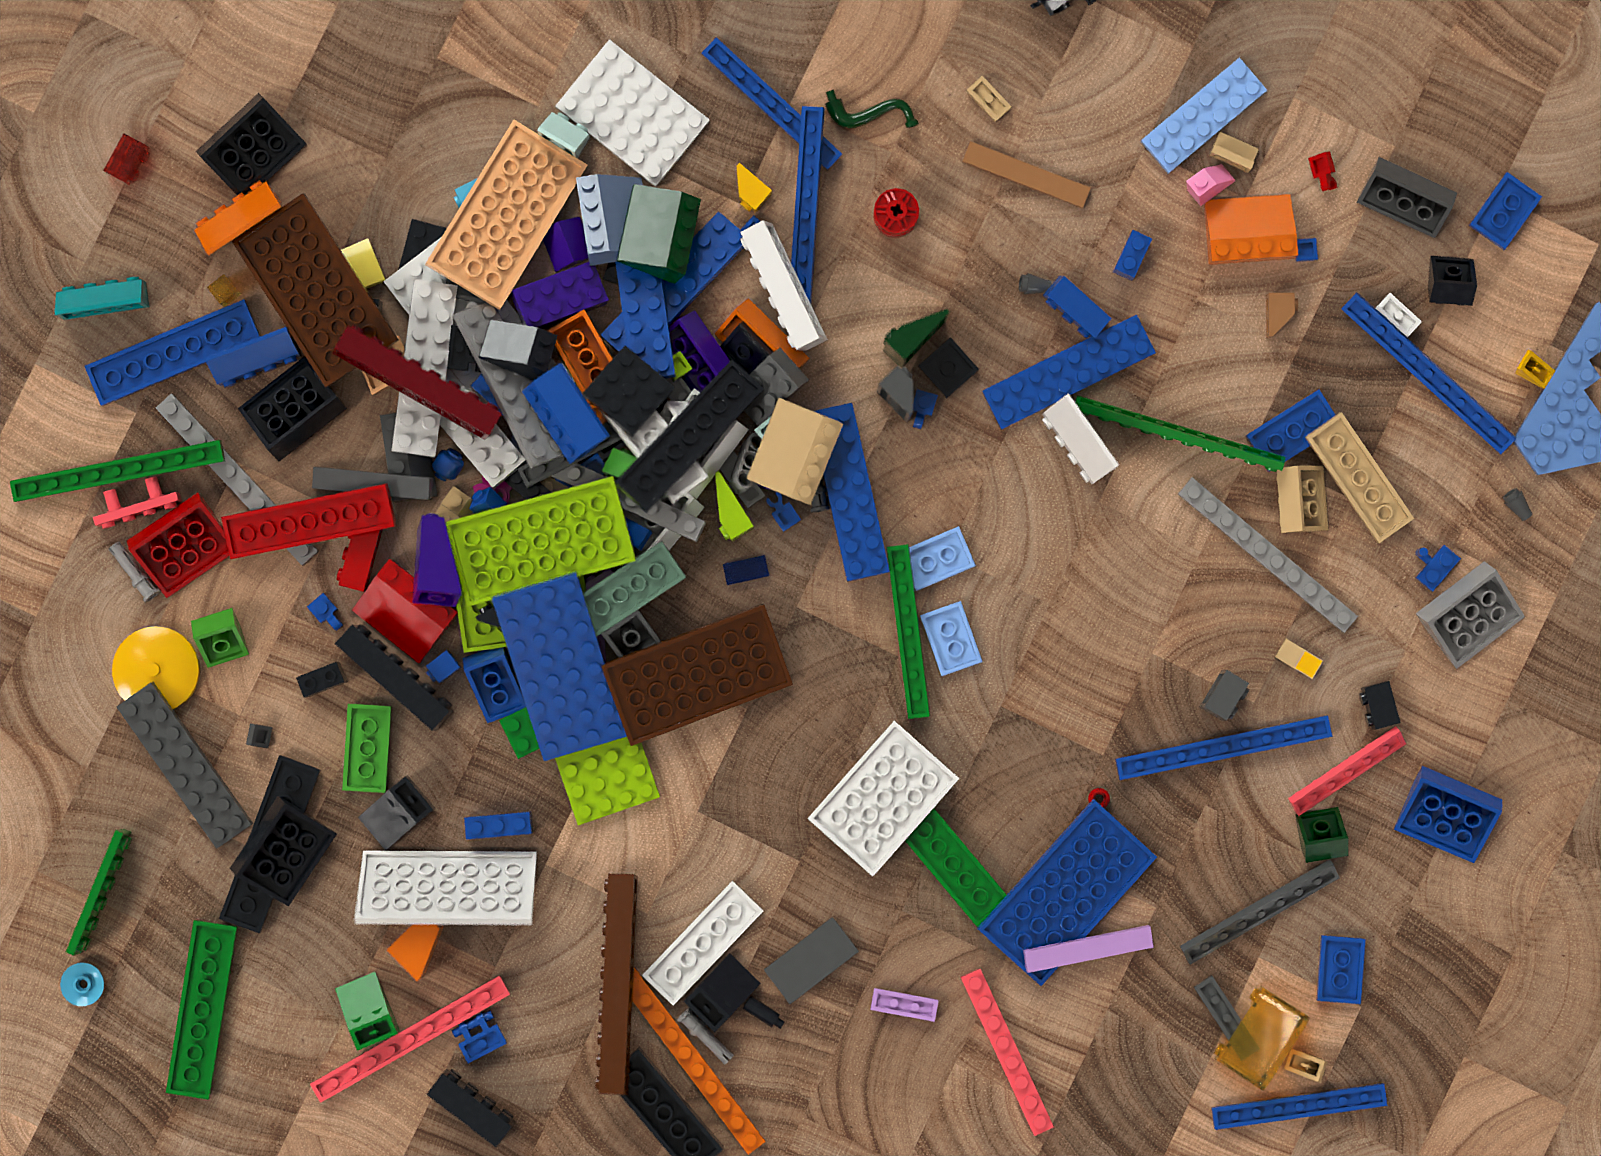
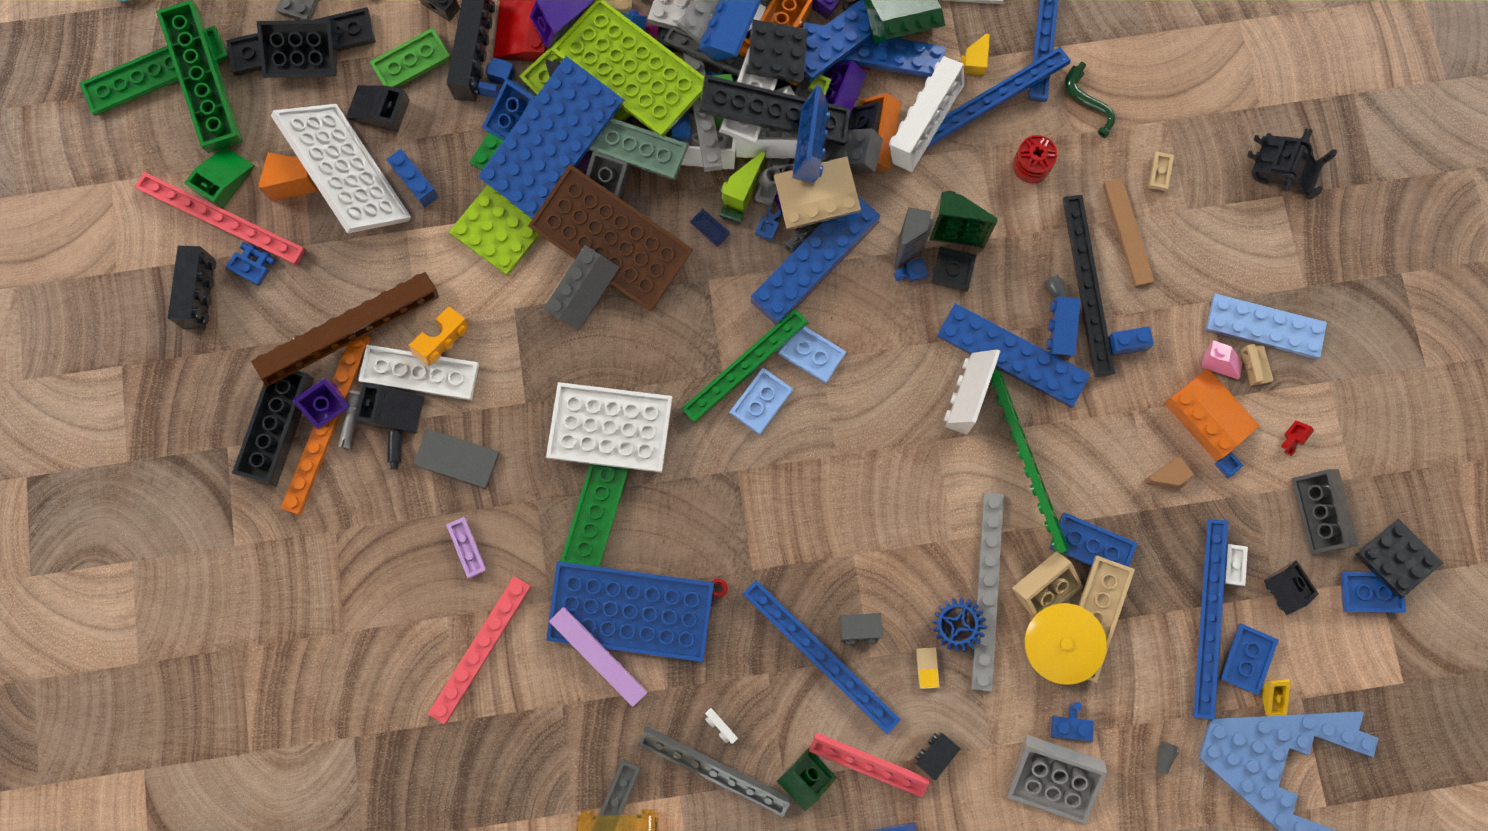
camera: 60 degrees right, 10 degrees down
(248, 968) = (199, 76): none -> green brick
(454, 691) = (488, 89): none -> blue tile
(677, 1052) = (321, 402): none -> dark purple slope
(690, 918) = (430, 348): none -> light orange arch
(728, 734) = (581, 287): none -> dark grey slope
(745, 425) = (811, 137): none -> blue slope
(748, 541) = (730, 214): none -> dark green pin
(1051, 252) = (1088, 286): none -> black plate
(1215, 881) = (726, 733): none -> white plate
(1265, 613) = (962, 616): none -> blue gear
(1362, 522) = (1065, 643): none -> yellow dish
(1486, 367) = (1248, 659): none -> blue plate
(1493, 165) = (1399, 558): none -> black plate

